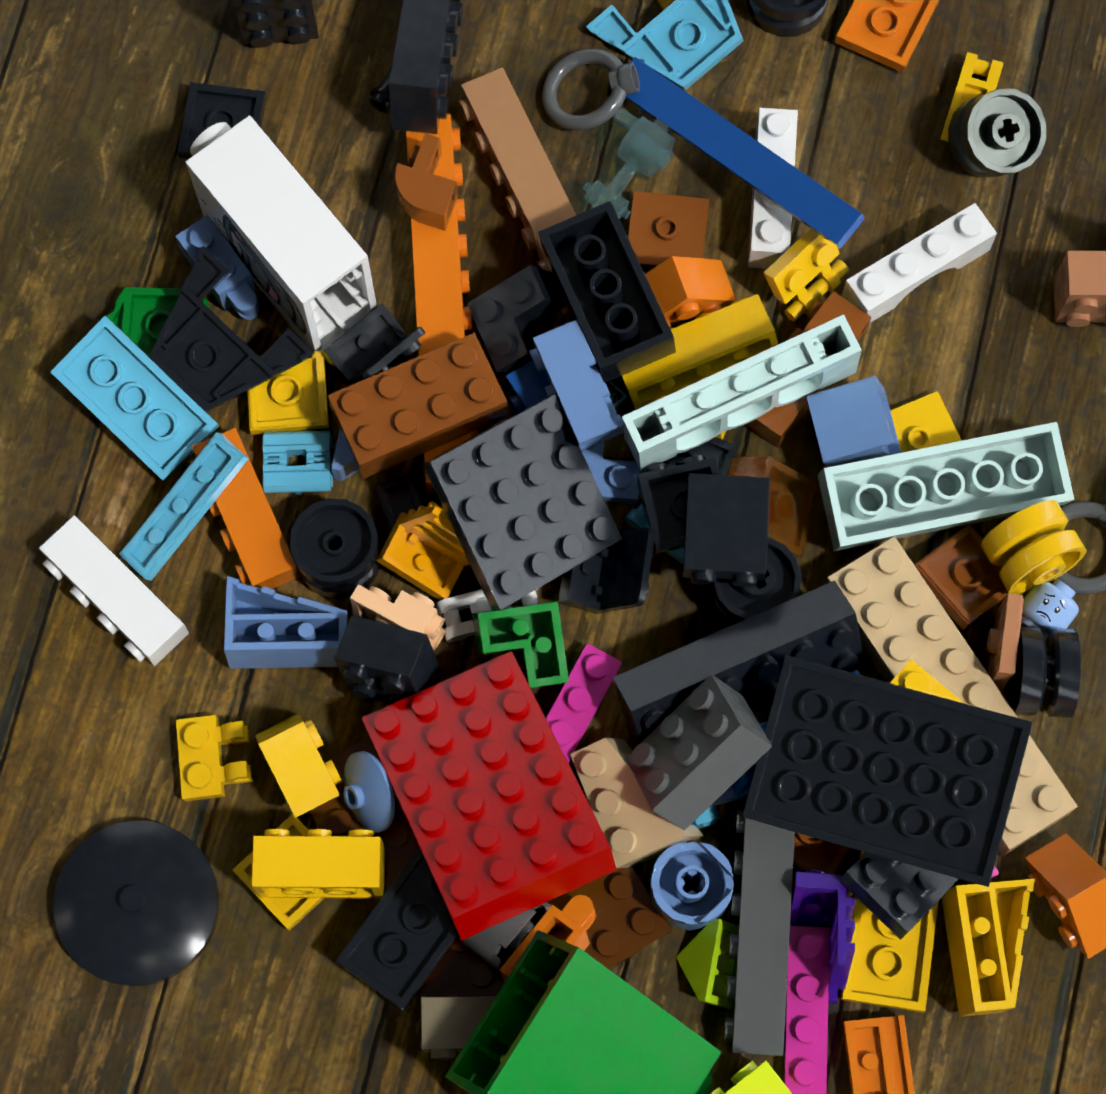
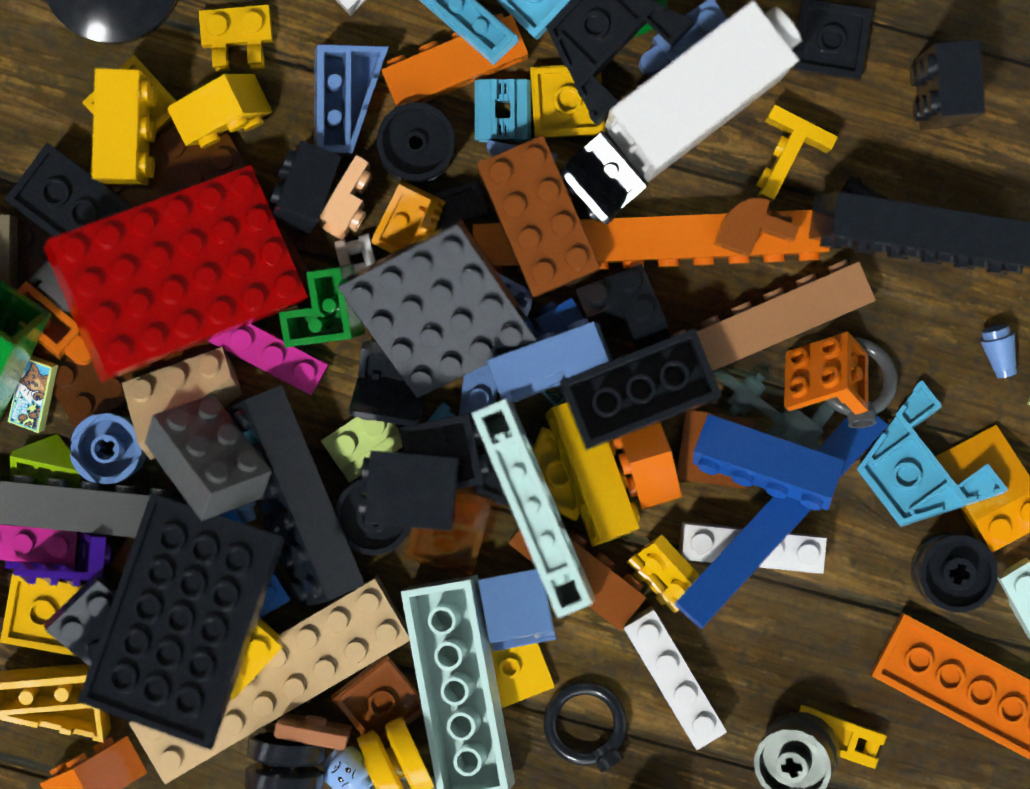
camera: 95 degrees right, 15 degrees up
(341, 162) = (788, 148): none -> yellow bracket
(368, 791) = (188, 170): medium blue dish -> none
(582, 116) = (827, 371): none -> orange bracket
(646, 977) = (33, 395): none -> tile
(676, 605) = (356, 440): none -> yellowish green plate
(680, 164) = (767, 463): none -> blue brick
(1007, 334) = (607, 753): none -> black piece

